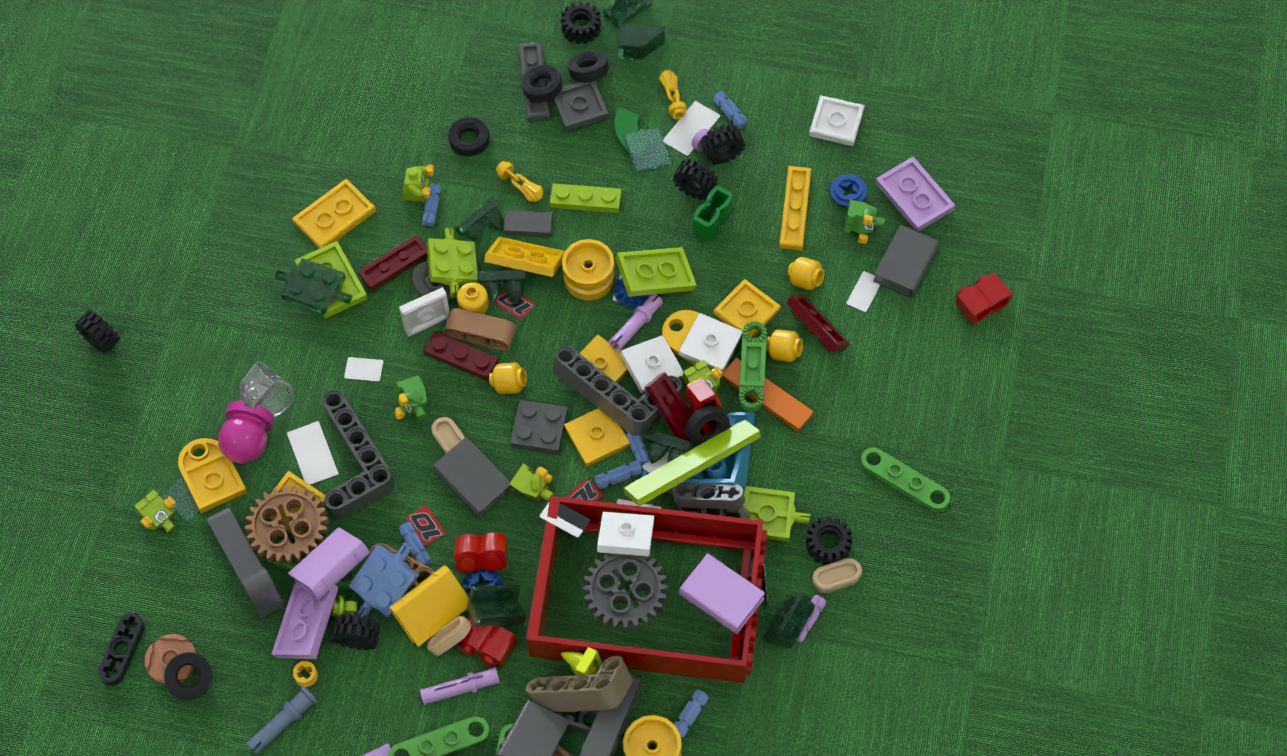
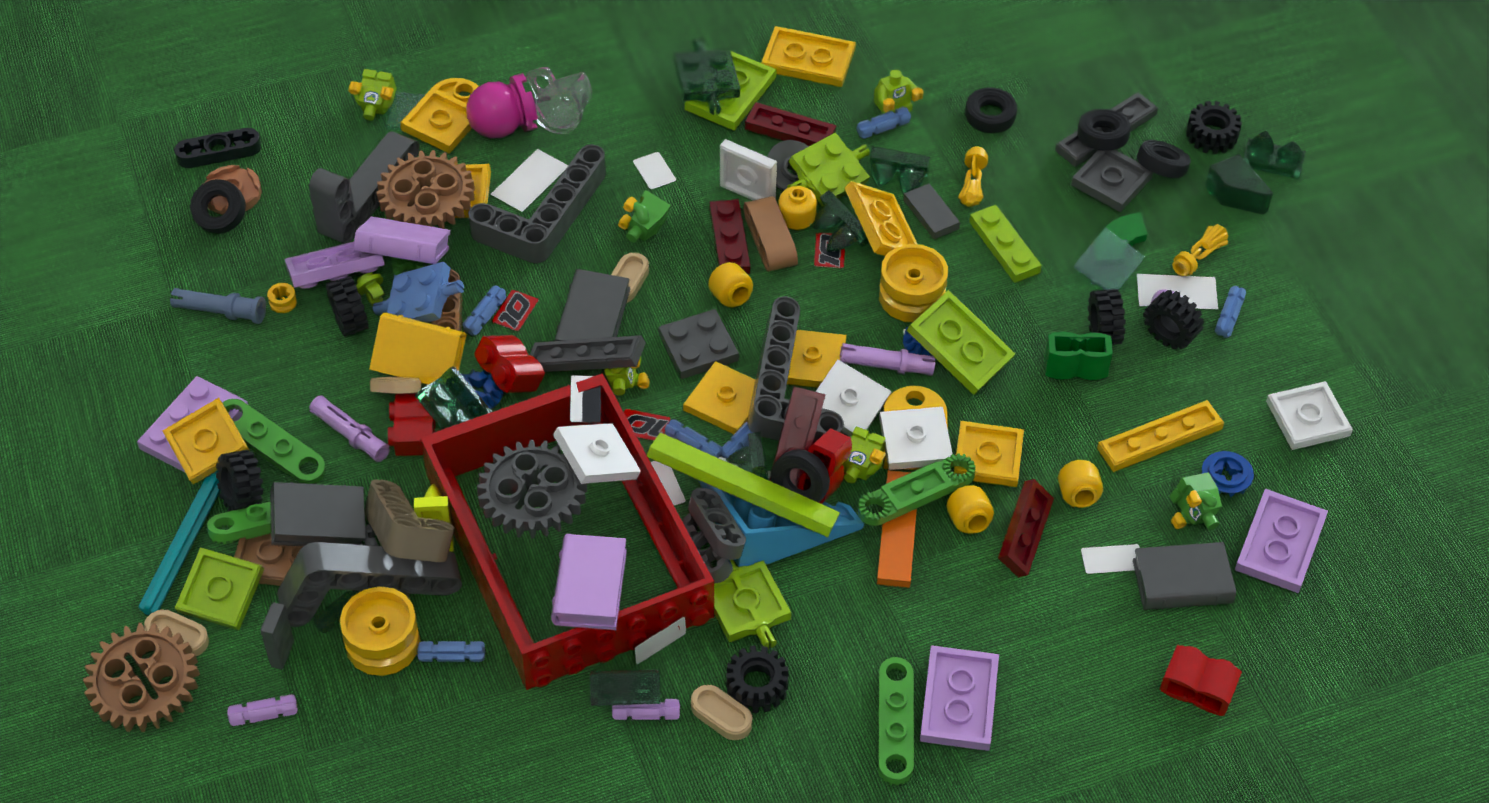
camera: 55 degrees right, 10 degrees down
(512, 498) = (589, 353): none -> dark grey tile
(913, 434) = (959, 698): none -> lavender plate

